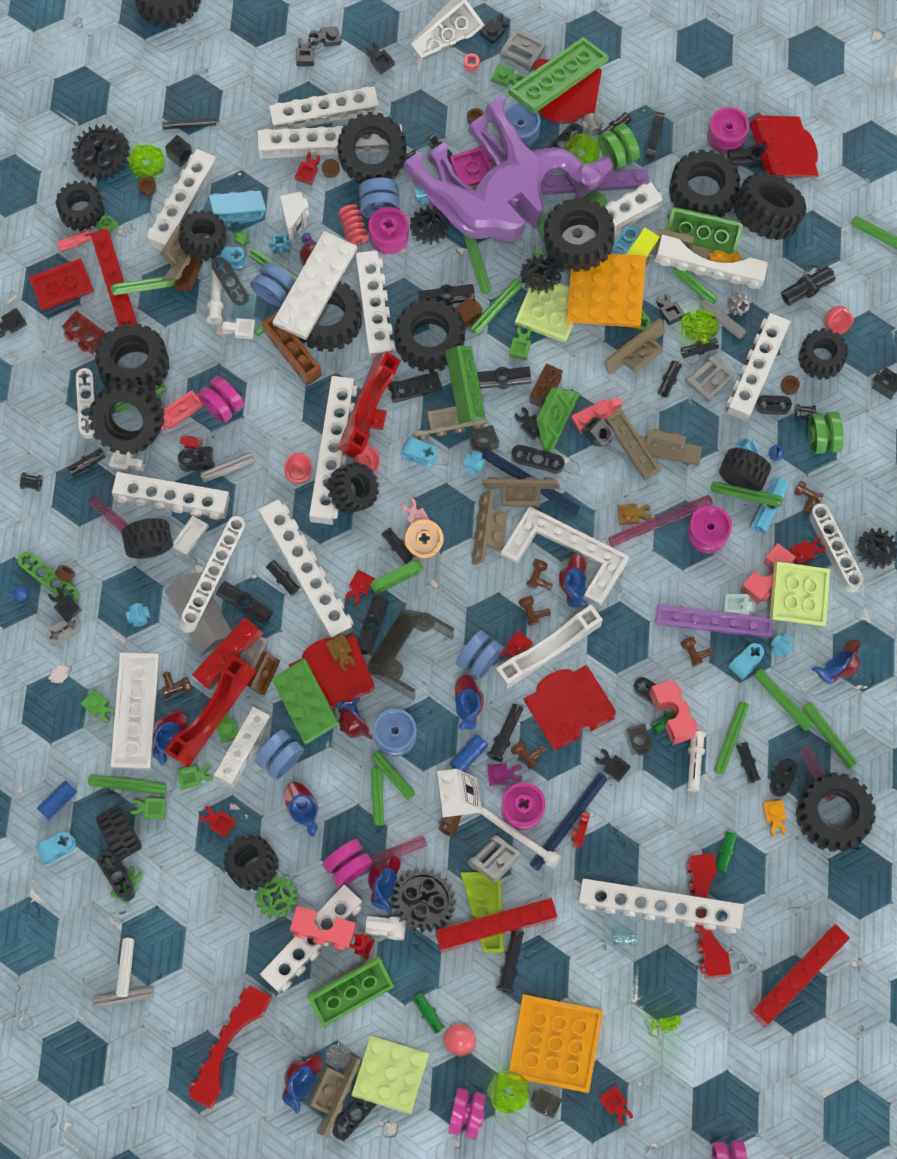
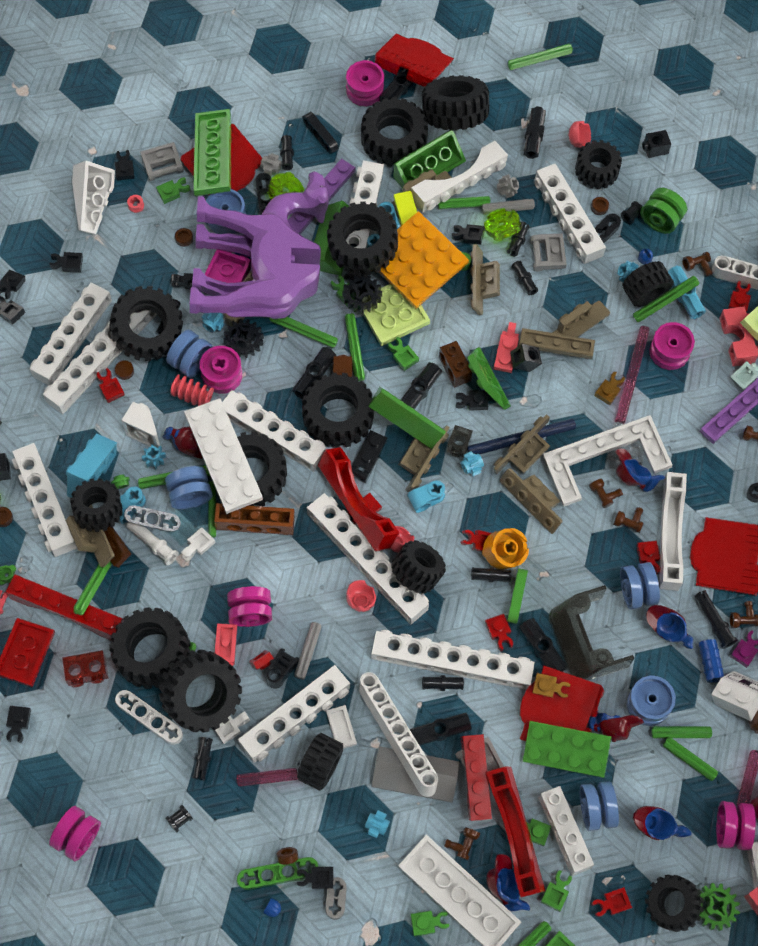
camera: 50 degrees left, 5 degrees down
(264, 673) = (511, 758): reddish brown plate -> none
(541, 466) = (511, 410): black beam -> none
(620, 146) = (309, 156): bright green wheel -> none
(723, 257) = (460, 167): light orange plate -> none

